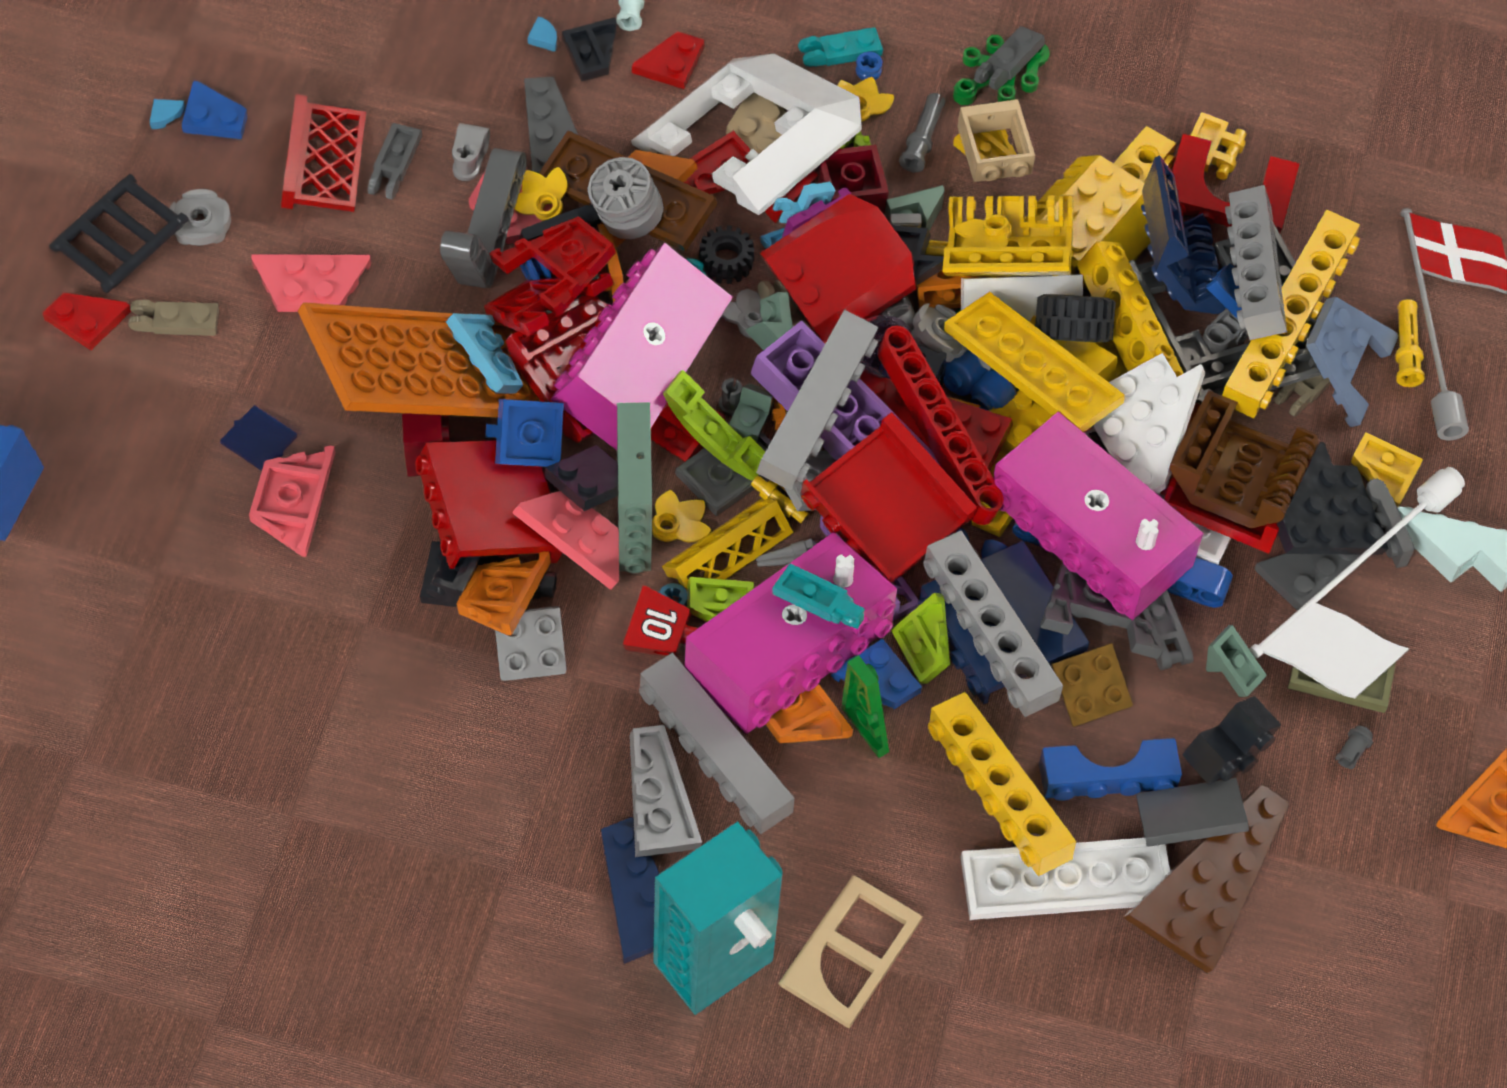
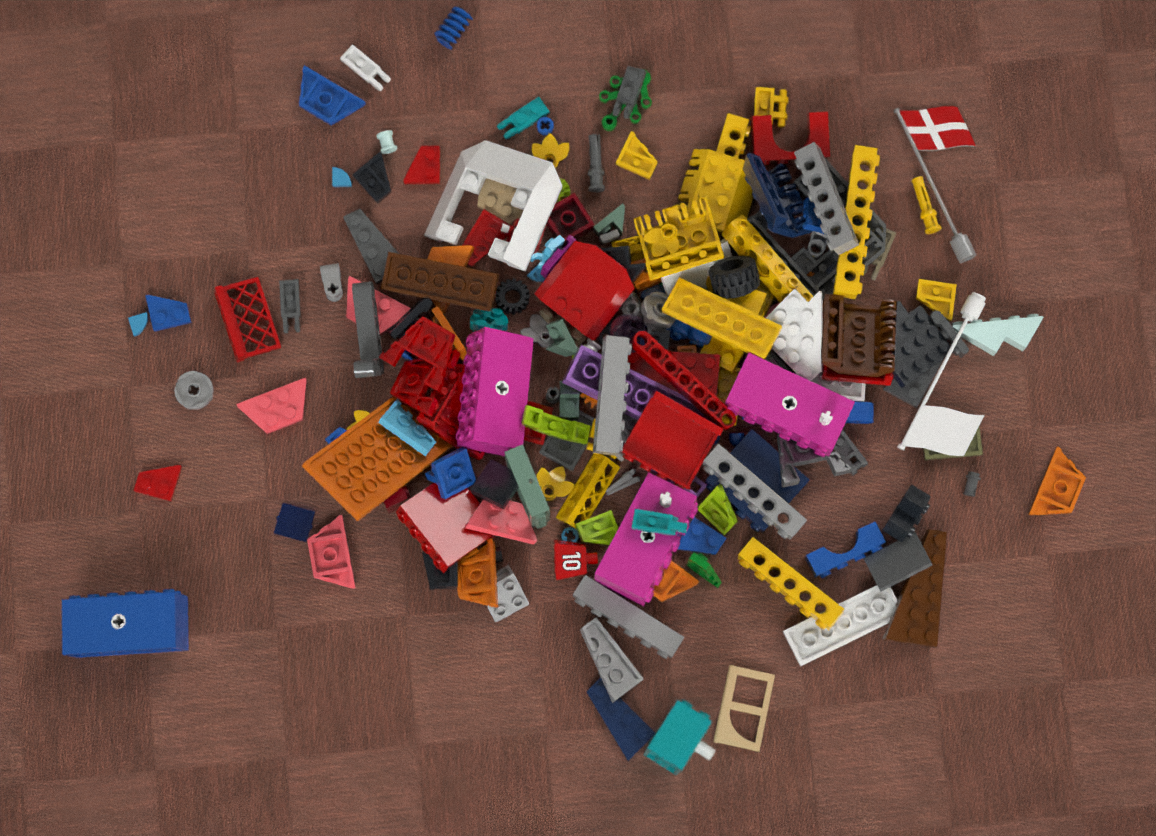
camera: 20 degrees left, 20 degrees up
(129, 260) = (169, 437): black bar -> none
(175, 317) = (212, 462): dark tan hinge -> none
(542, 191) = (387, 298): yellow plate -> none
(625, 198) = (456, 292): light grey wheel -> none
(1004, 116) = (633, 144): tan window -> none
(1092, 685) = (818, 501): pearl gold hinge -> none
(1234, 659) = (893, 459): sand green slope -> none
(1338, 346) = (888, 231): sand blue wing -> none

